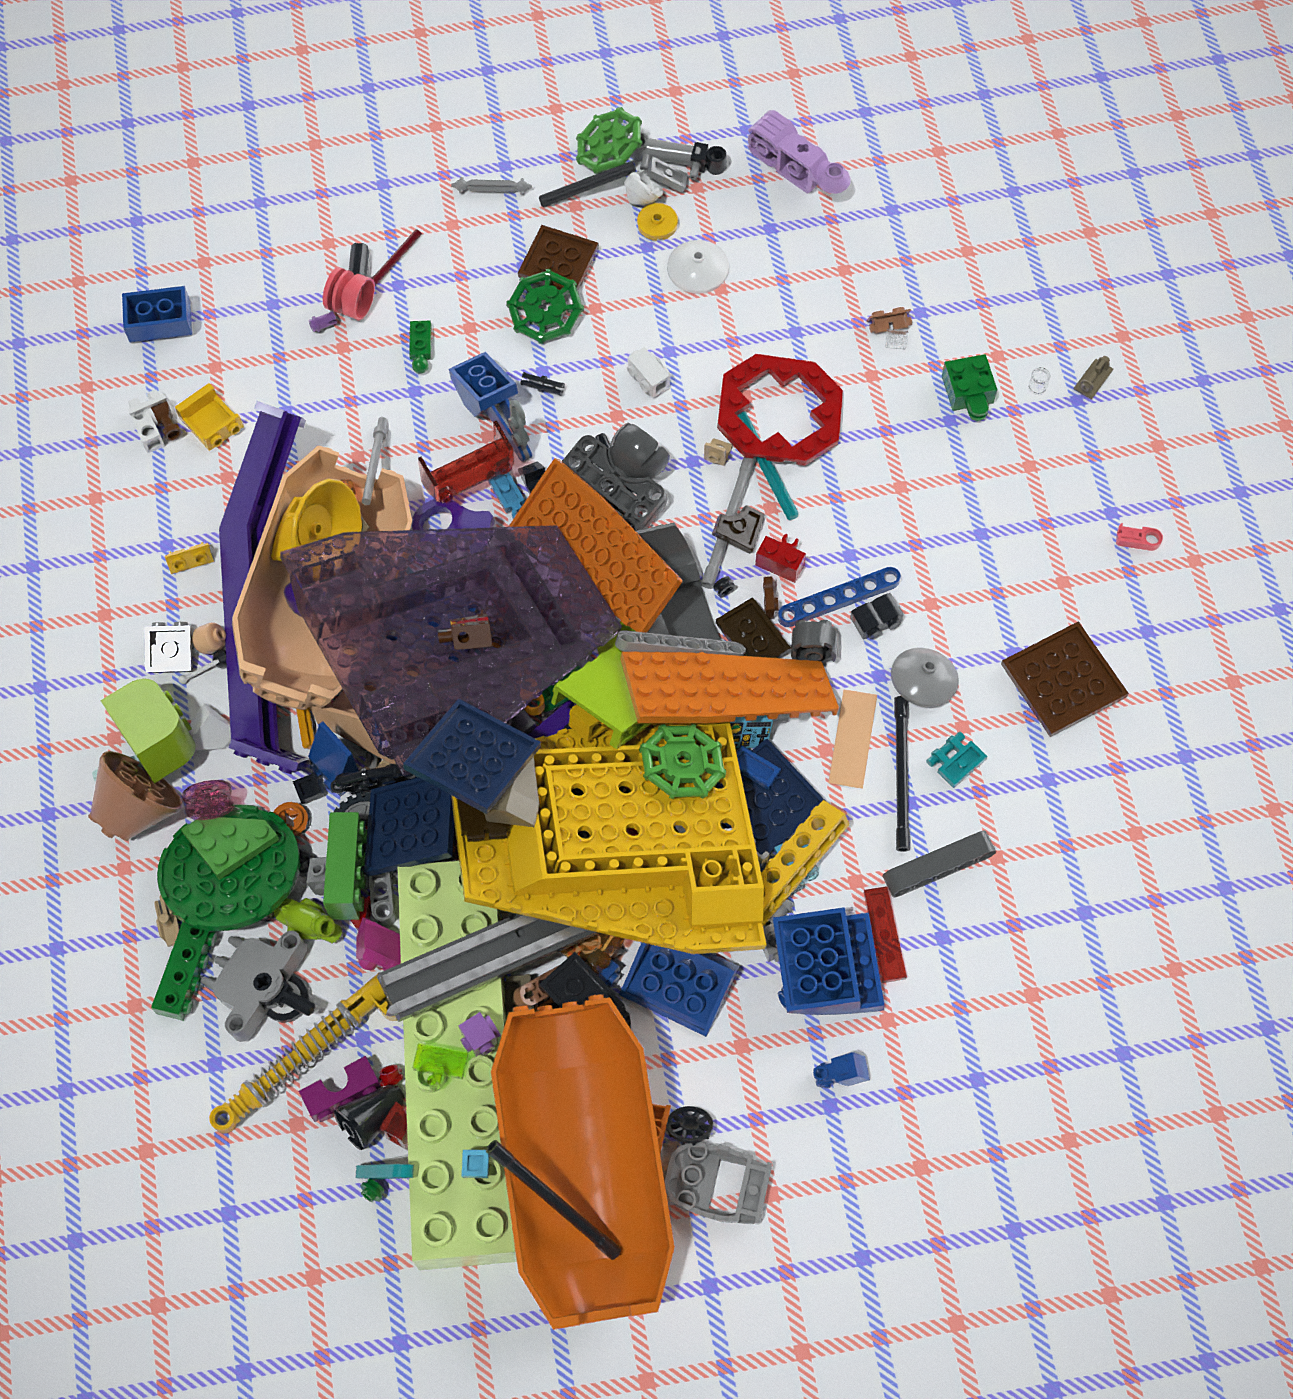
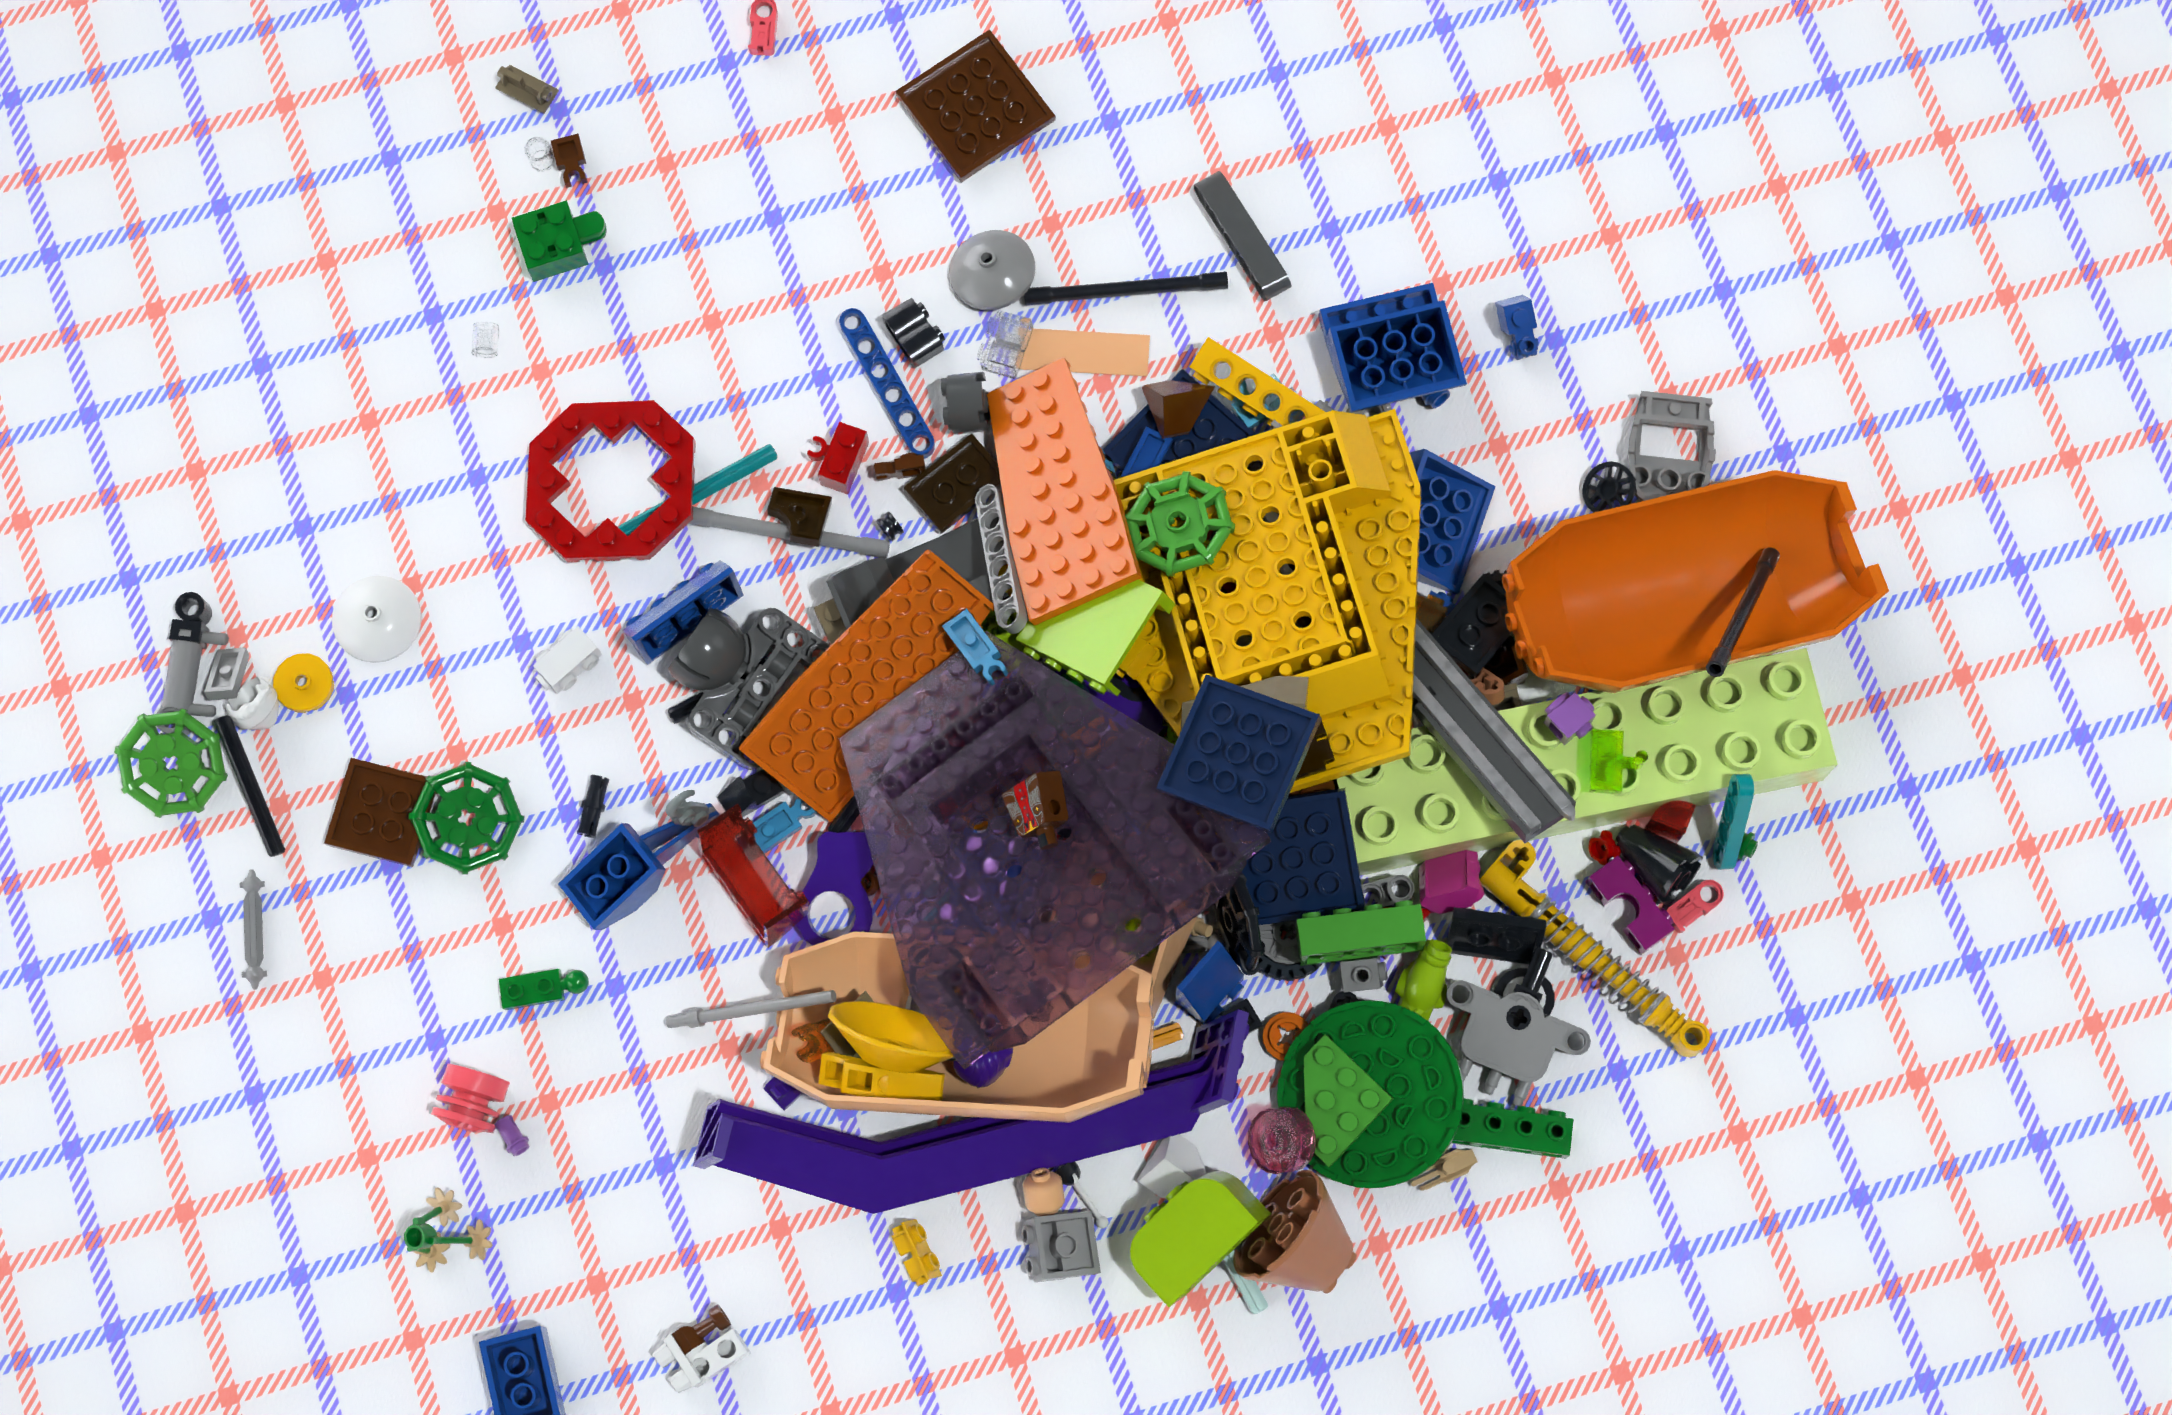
camera: 95 degrees left, 10 degrees up
(208, 417) = (690, 1268): yellow panel -> none
(258, 258) = (428, 1243): none -> tan plant
(331, 1140) = (1692, 906): none -> coral piece
(333, 975) = (1495, 935): none -> black plate
(359, 258) = (407, 1100): black axle -> none
(396, 256) = (391, 1052): dark red bar -> none
(475, 1164) = (1724, 699): medium azure plate -> none
(606, 611) = (974, 645): none -> dark azure plate
(684, 455) = (680, 613): none -> blue slope
(715, 453) = (691, 561): tan bracket -> none
(795, 158) = (191, 496): lavender brick -> none
(795, 791) = (1176, 405): none -> reddish brown slope
(861, 679) = (1006, 344): none -> clear brick
(885, 934) = (1308, 300): clear red tile -> none
(897, 317) = (453, 363): nougat hinge -> none
(961, 764) = (1105, 218): teal plate -> none
(1036, 400) = (568, 156): none -> reddish brown plate

